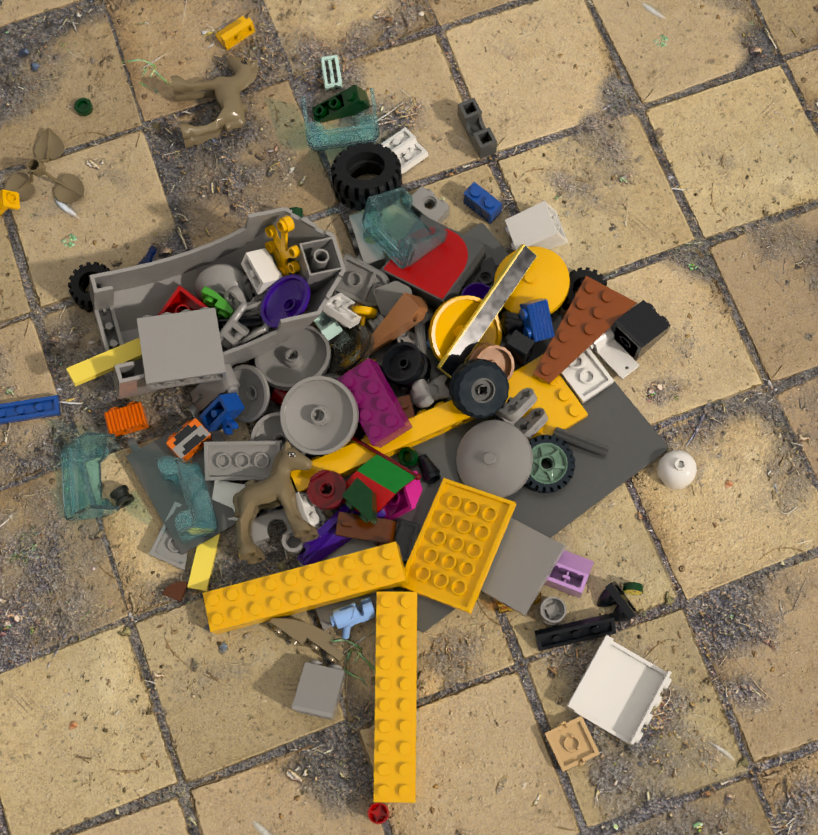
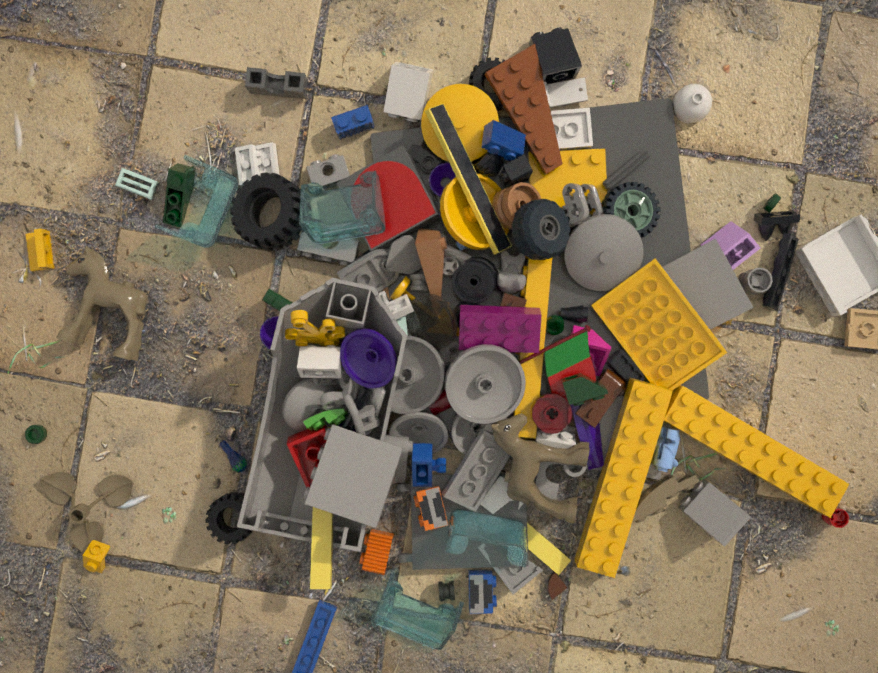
camera: 65 degrees left, 15 degrees up
(136, 526) = (481, 591): none -> brick

